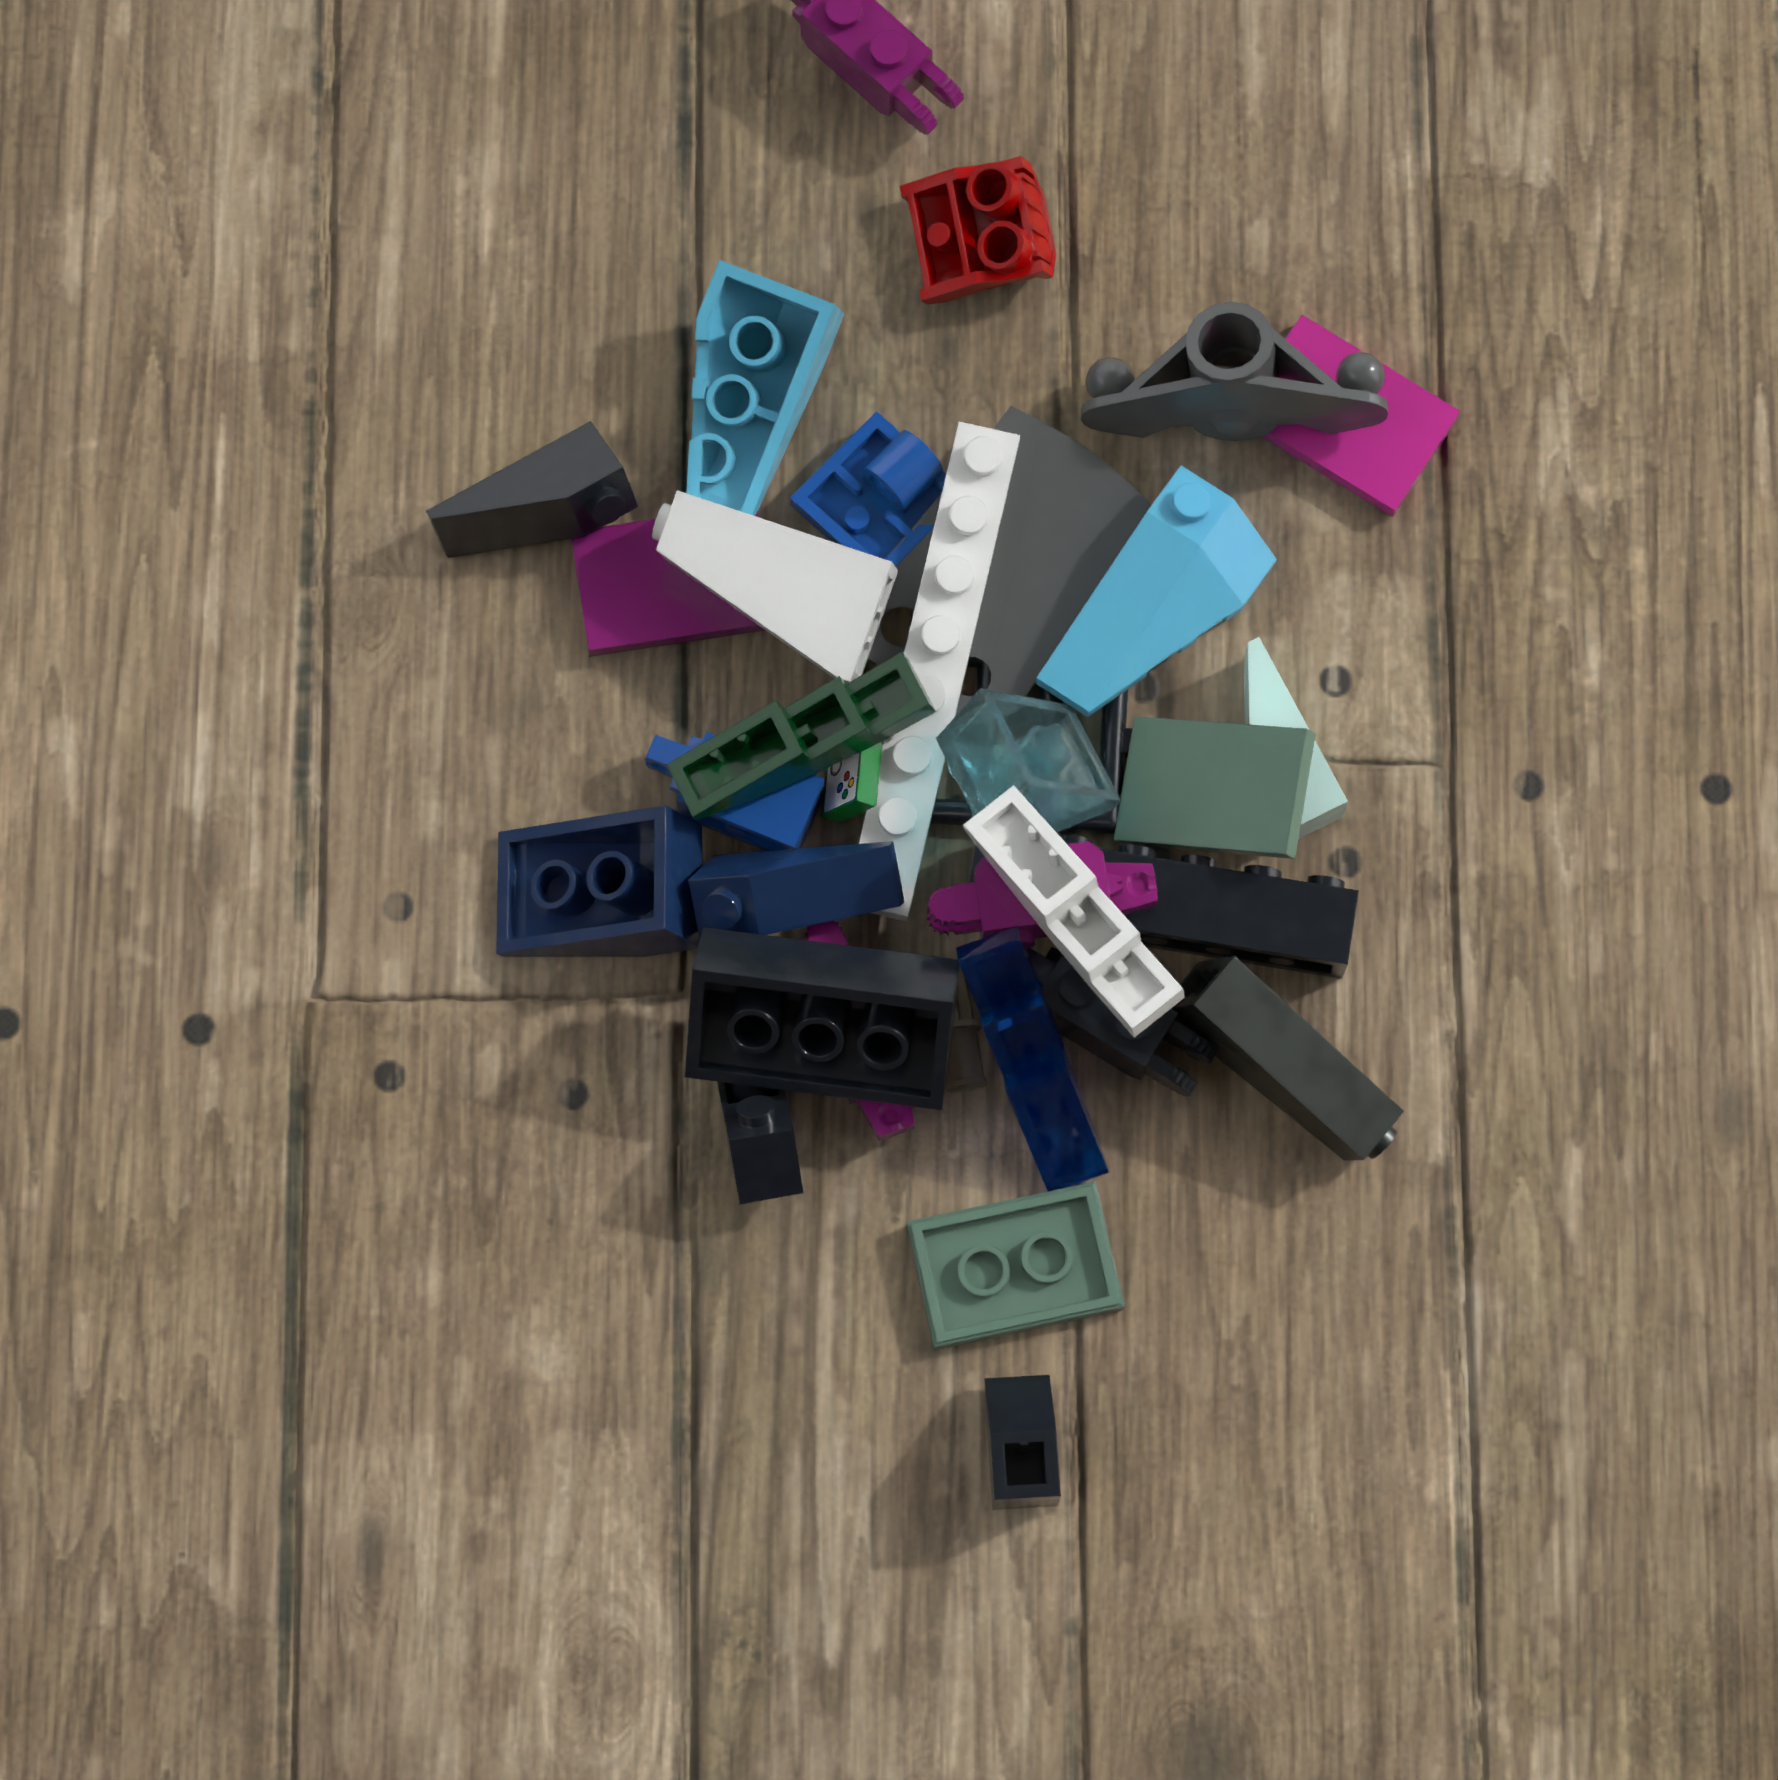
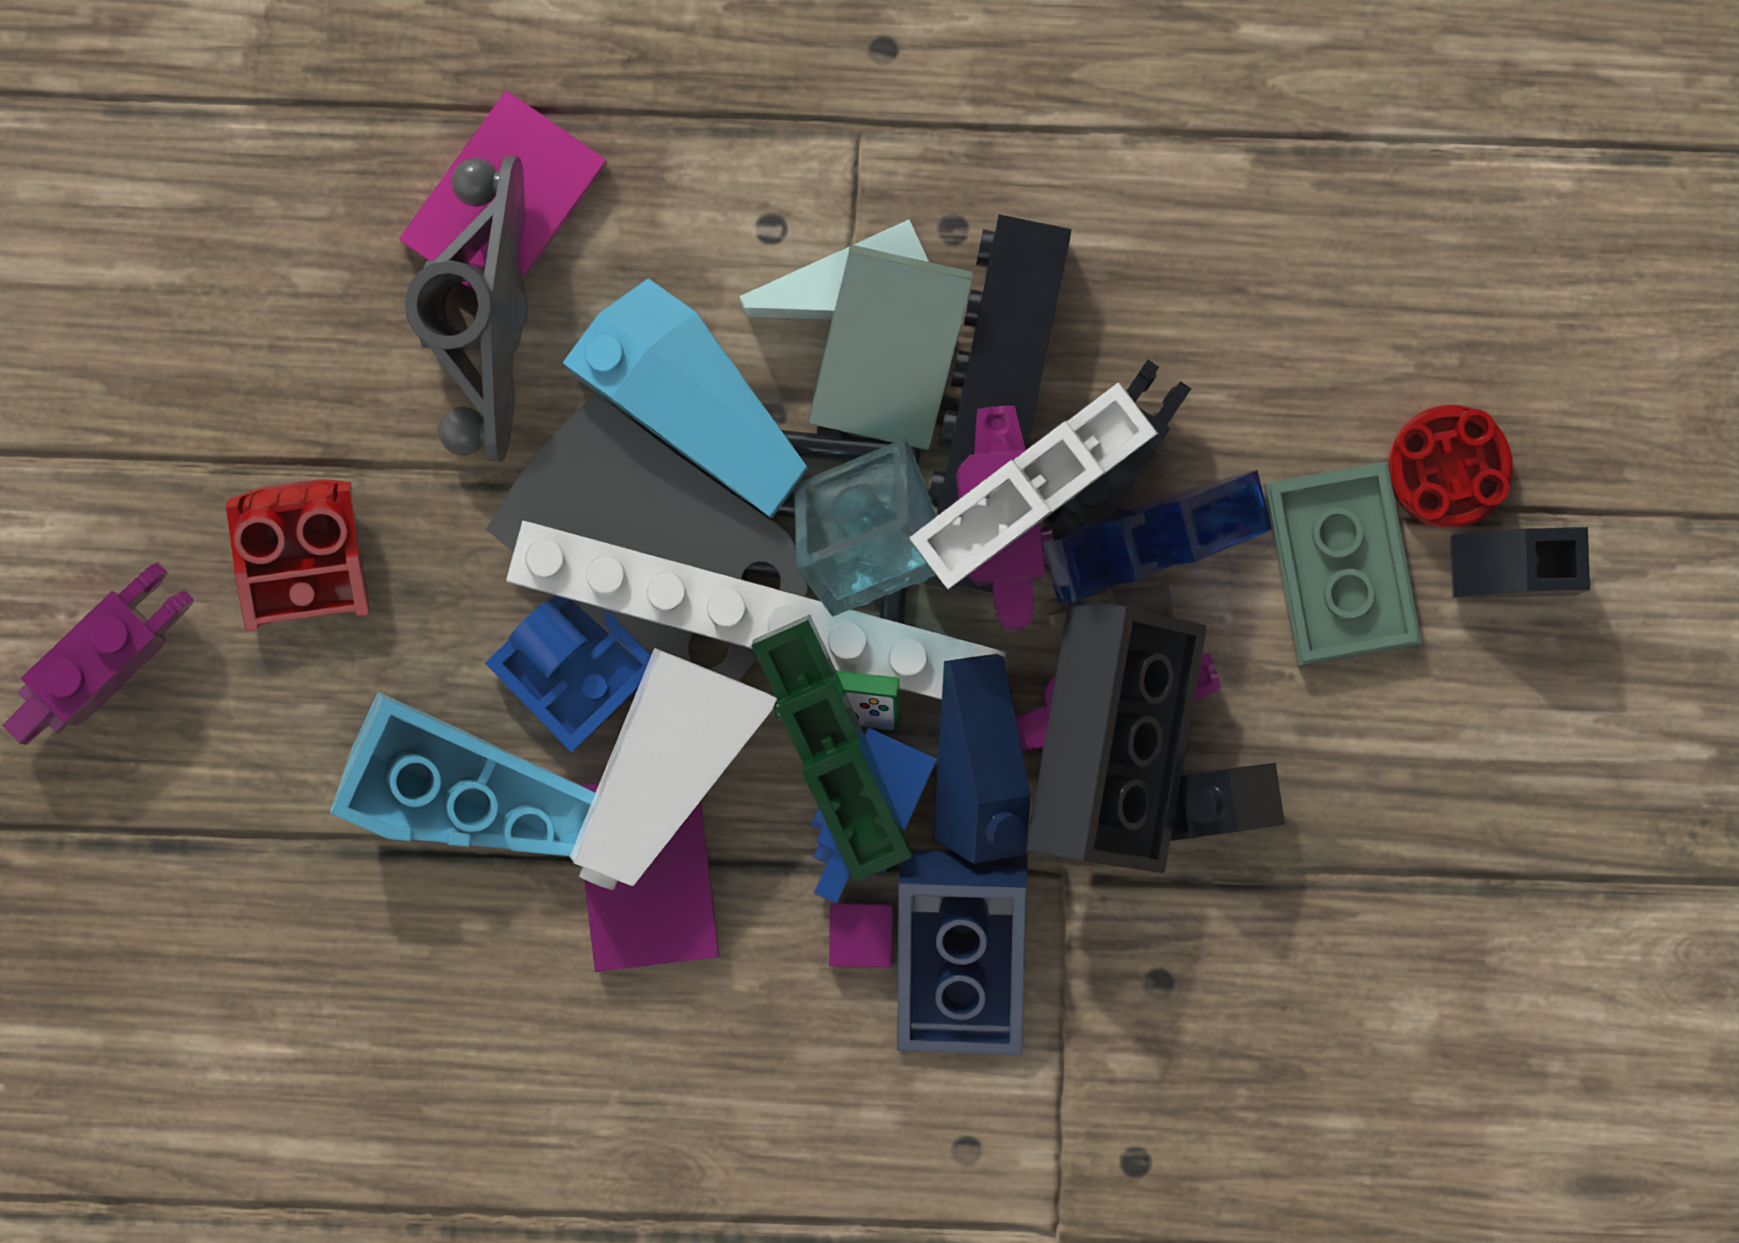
camera: 85 degrees left, 10 degrees up
(540, 499) = (561, 995): black slope -> none
(613, 785) = (860, 935): none -> magenta tile
(1122, 1374) = (1450, 466): none -> red tile
(1286, 1059) = (1156, 296): pearl dark grey slope -> none

